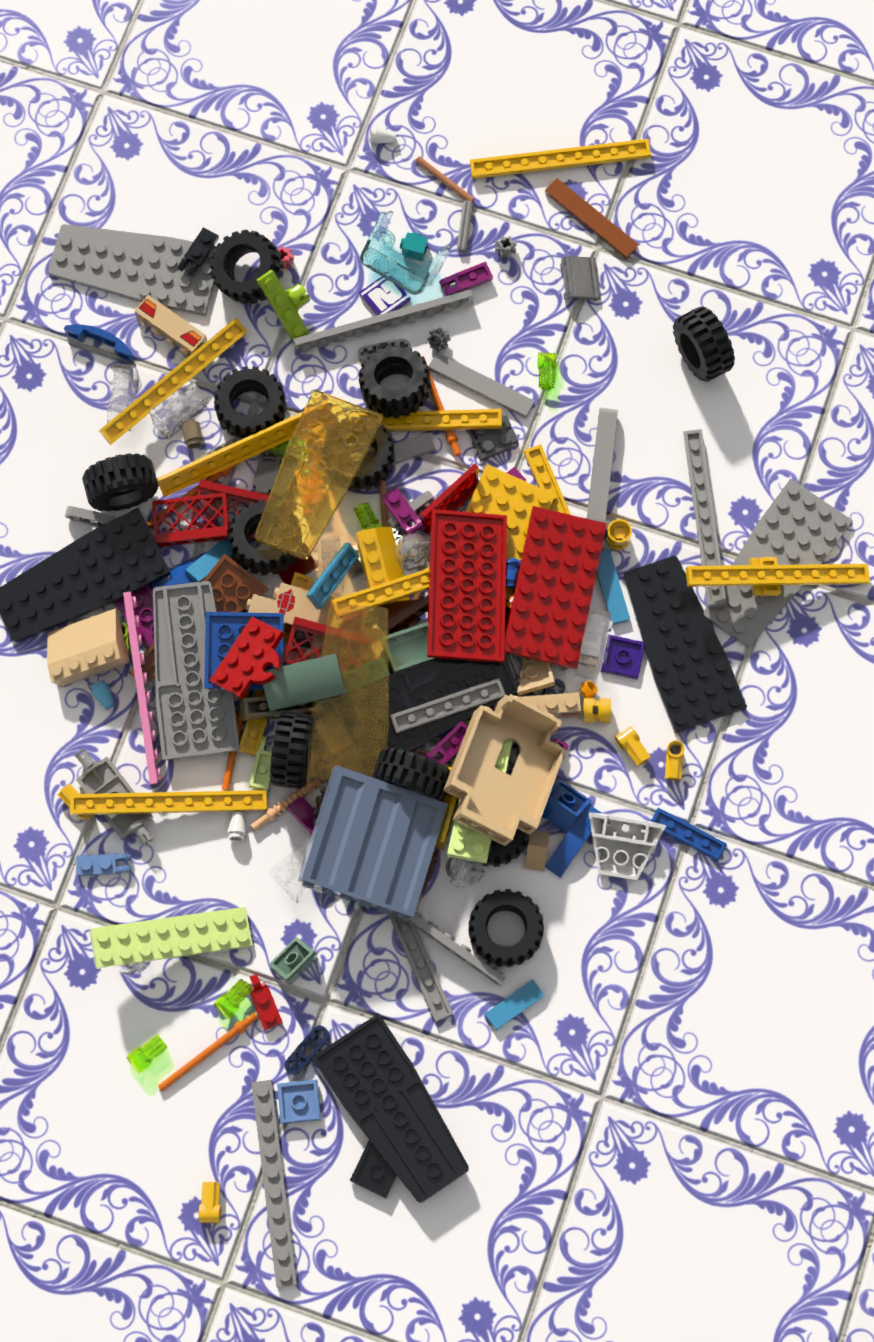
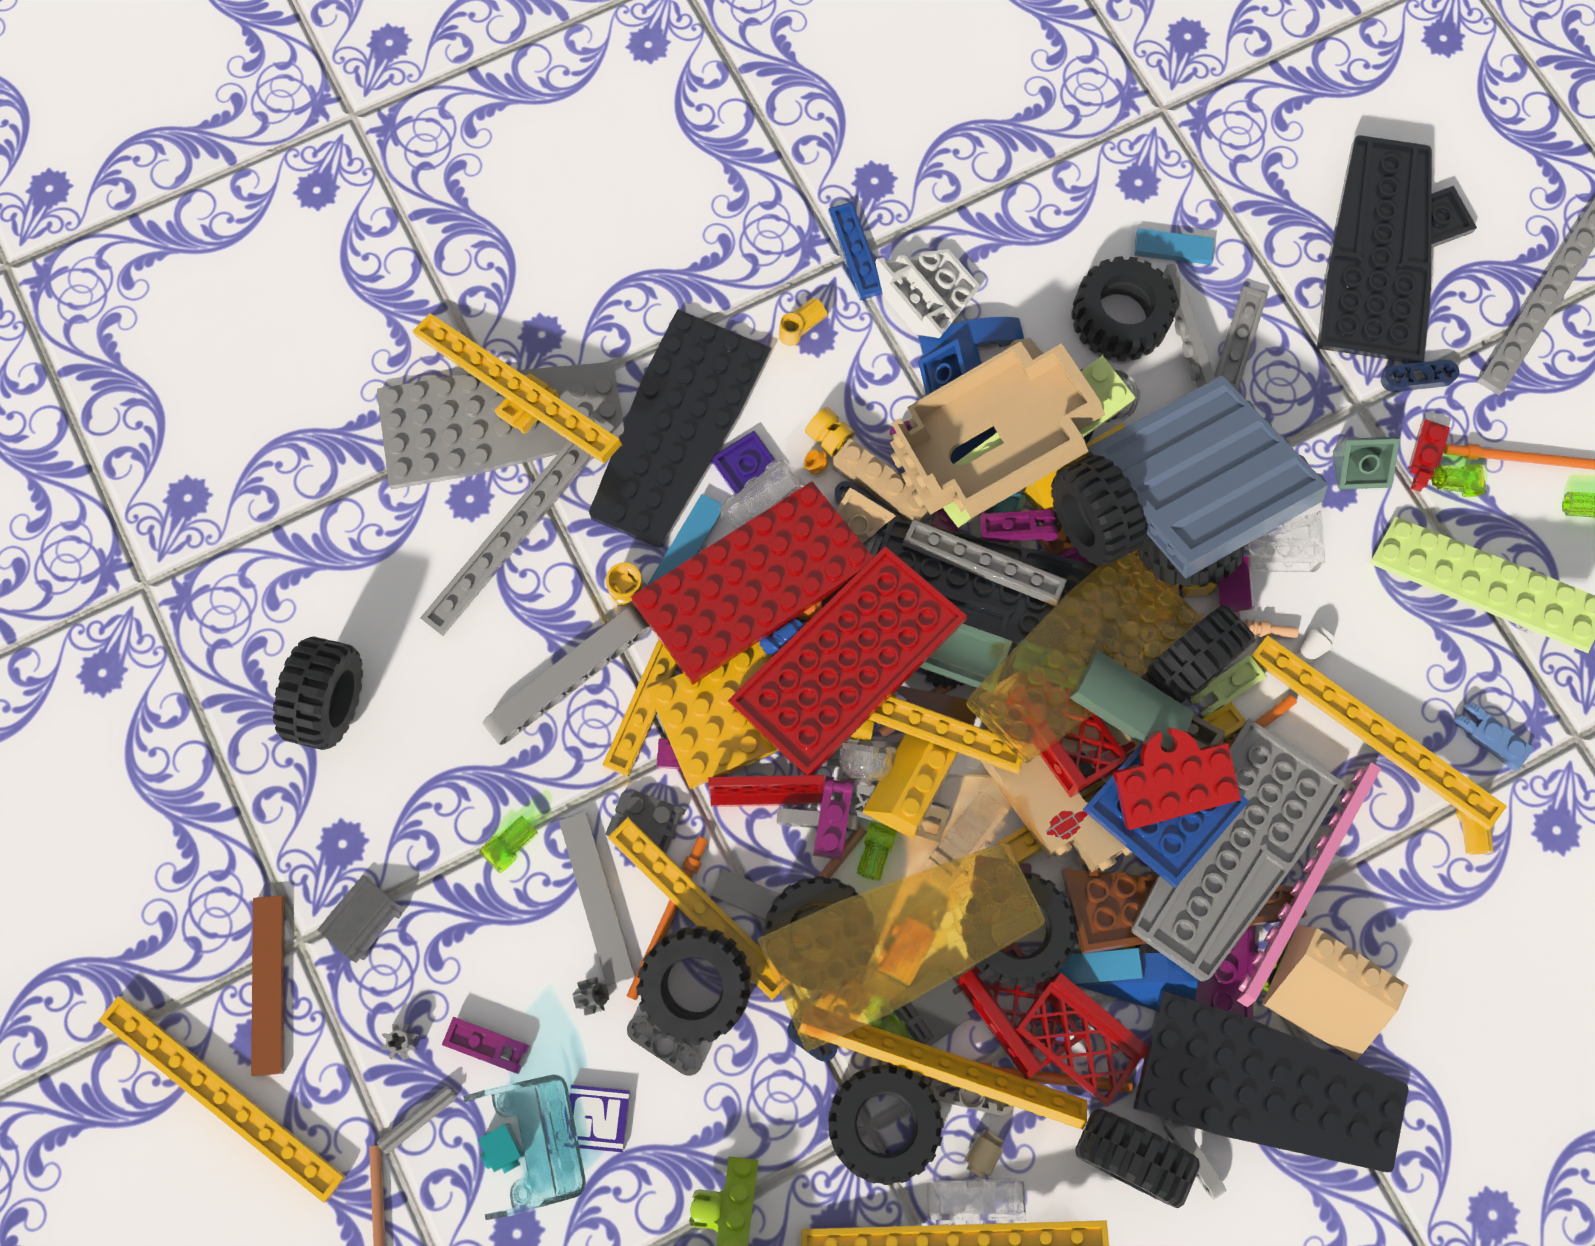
camera: 140 degrees left, 0 degrees up
(103, 694) = (1349, 925): medium azure cone -> none
(104, 778) = (1423, 817): light grey plate -> none
(299, 1101) = (1468, 335): medium blue plate -> none
(332, 575) = (985, 806): dark azure tile -> none
(377, 323) = (644, 1087): light grey plate -> none
(630, 742) = (827, 374): yellow piece -> none

